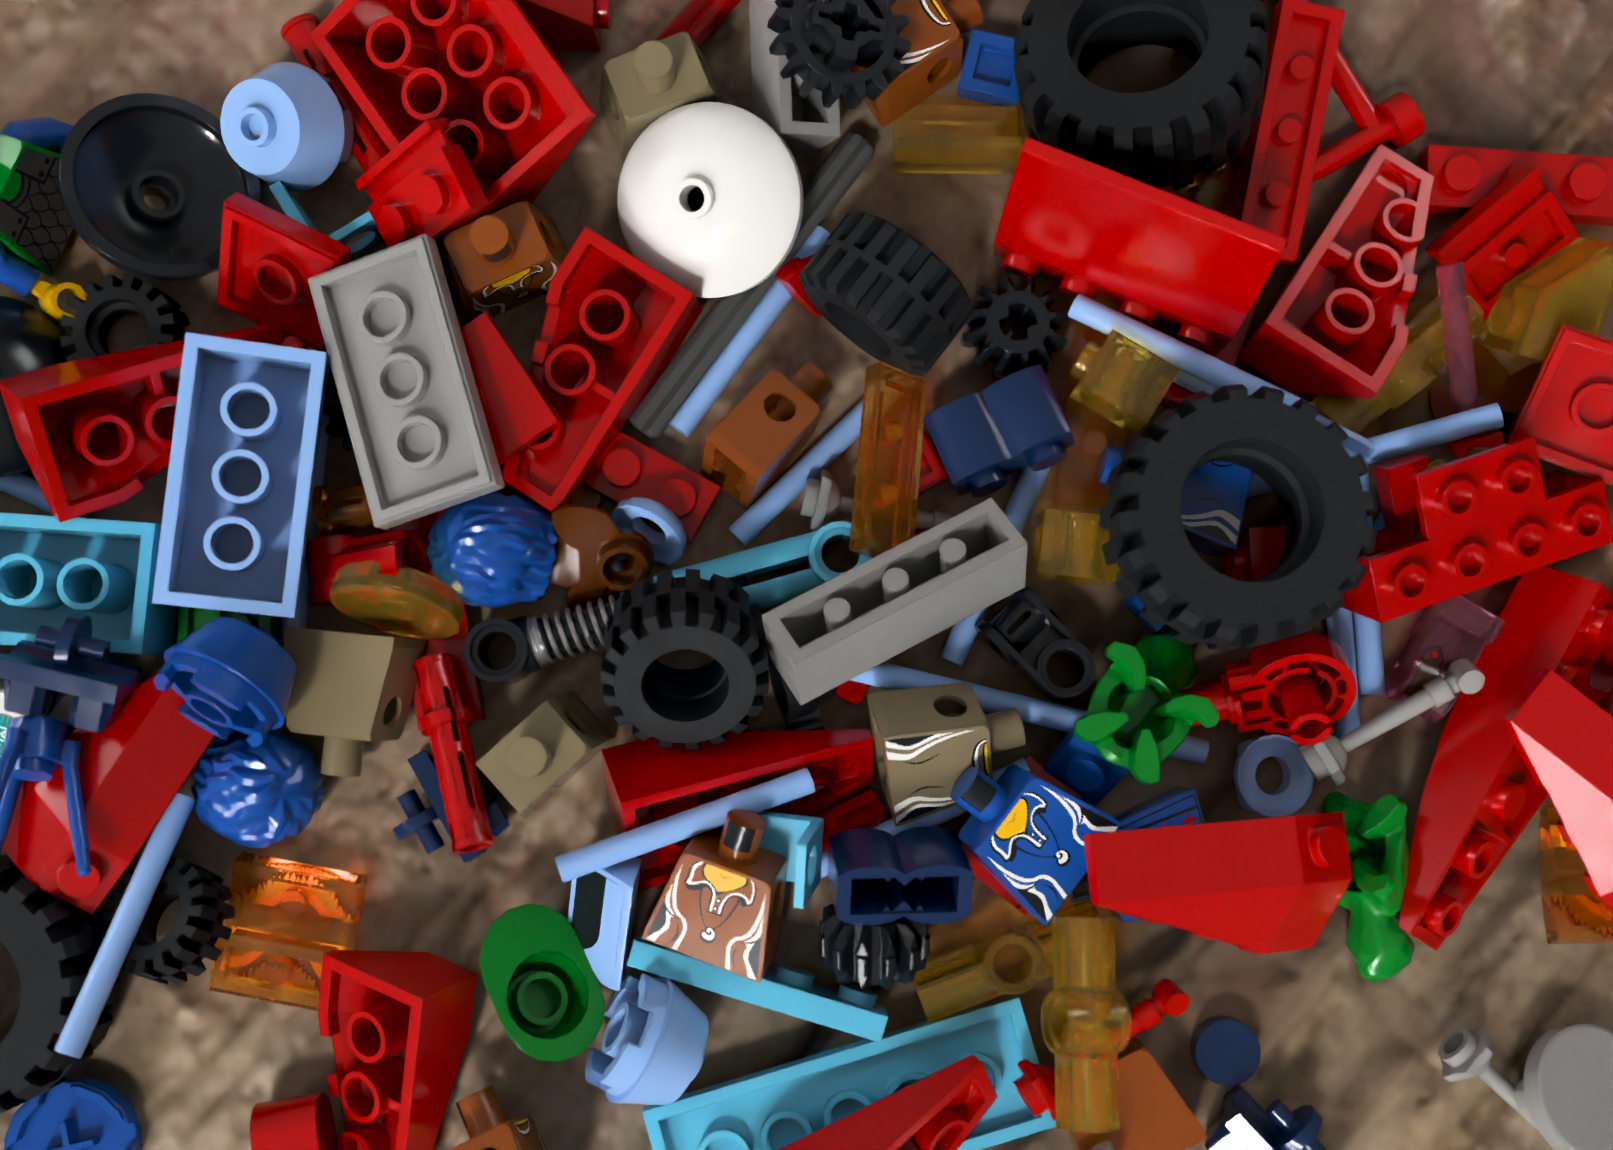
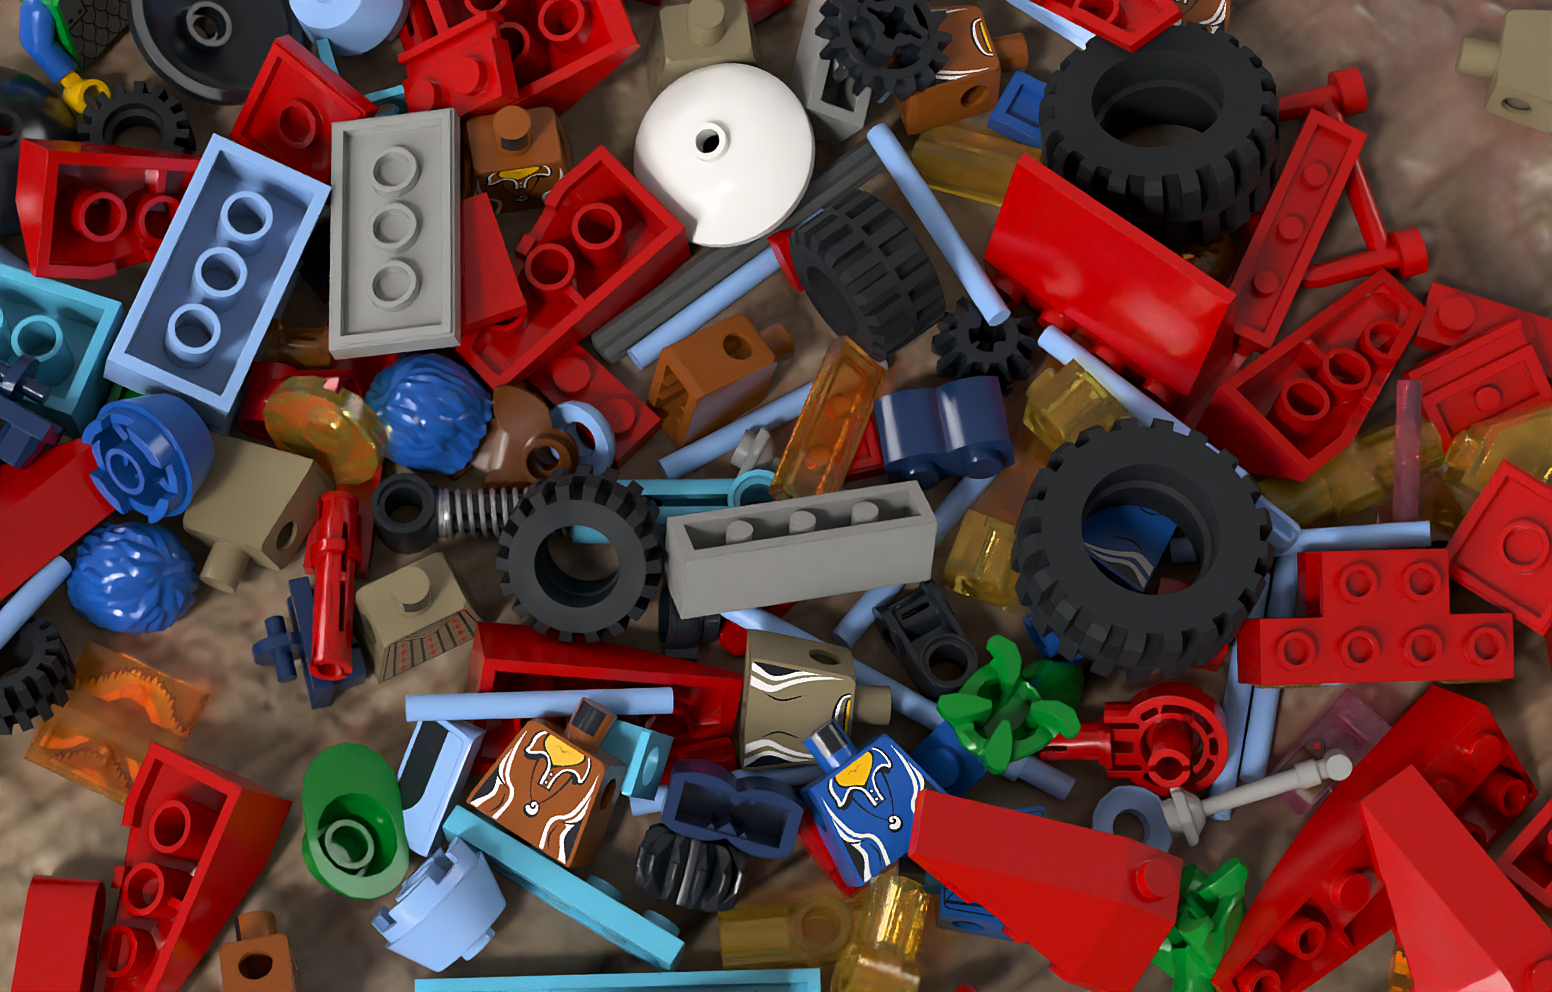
camera: 10 degrees right, 15 degrees down
(940, 218) = (938, 225): none -> light blue bar

